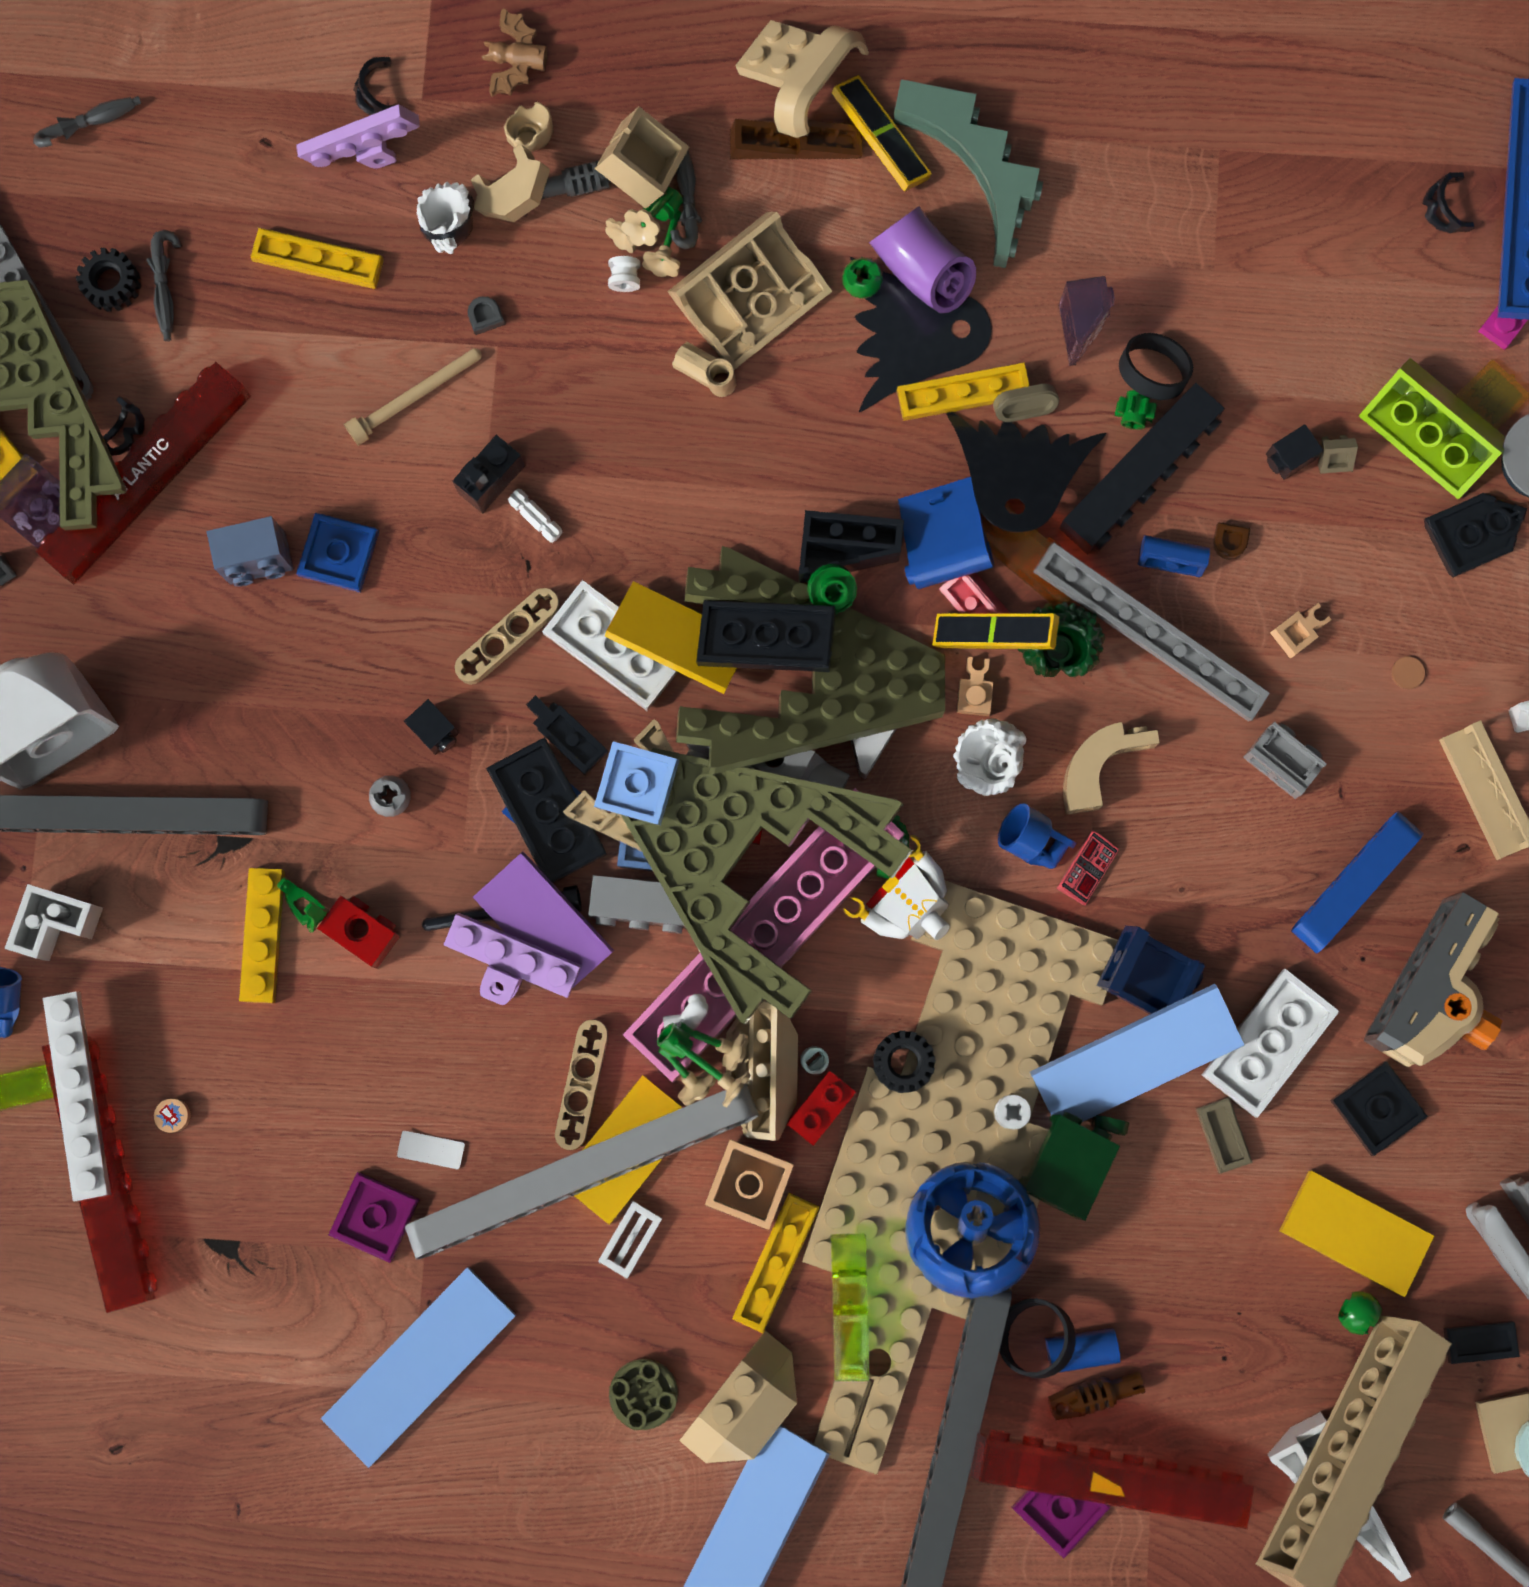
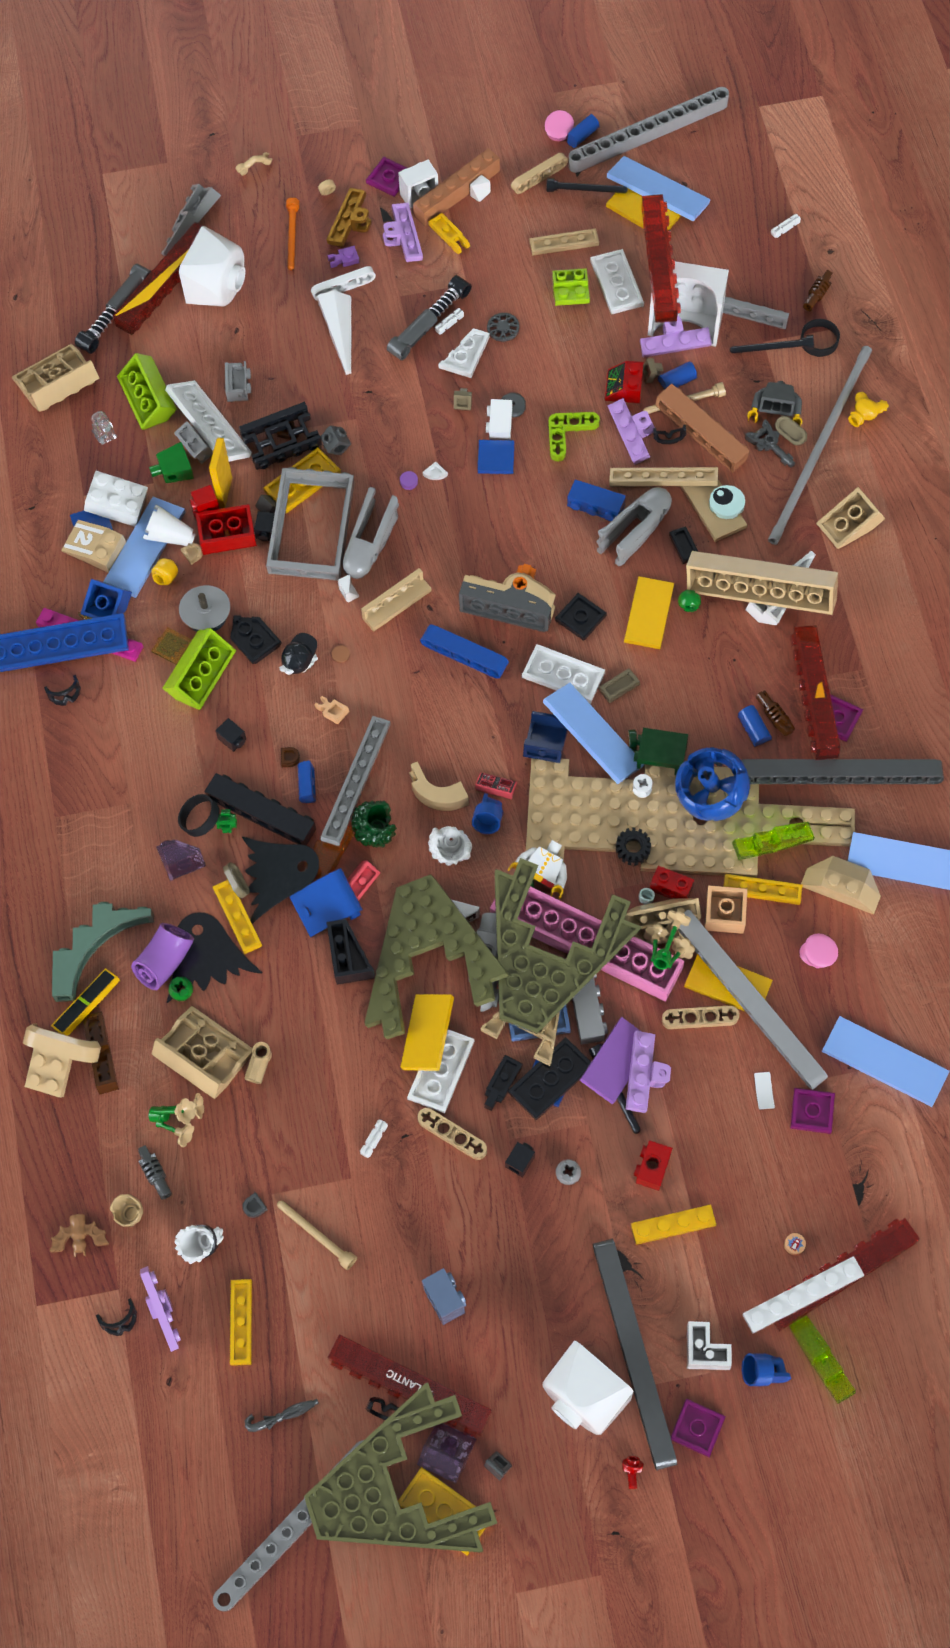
camera: 105 degrees left, 15 degrees down
(100, 114) = (187, 1514): dark grey piece -> none
(101, 263) = (275, 1445): black tyre -> none
(314, 910) = (642, 1213): green helmet -> none
(337, 552) = (427, 1251): blue tile -> none
(488, 473) = (356, 1170): black hinge -> none
(514, 192) = (173, 1205): tan piece -> none
(624, 274) = (209, 1127): white wheel -> none
(635, 1320) = (819, 951): none -> bright pink piece
(636, 783) = (524, 1019): light blue plate -> none
(642, 157) = (135, 1130): tan piece -> none
(643, 1394) = (856, 938): olive tile -> none
(645, 1213) = (781, 961): white tile -> none
(690, 217) = (141, 1108): dark grey piece -> none
(692, 1014) = (641, 955): white arm -> none
(766, 636) = (415, 979): black tile -> none
(832, 587) = (377, 951): green plate -> none
(975, 693) = (414, 867): light nougat plate -> none
(996, 631) = (378, 858): black tile -> none
(1069, 1339) = (753, 727): black tyre -> none
(1285, 759) = (407, 700): light grey hinge -> none
(1338, 455) = (226, 711): dark tan tile -> none
(1419, 597) = (299, 654): none -> black hair

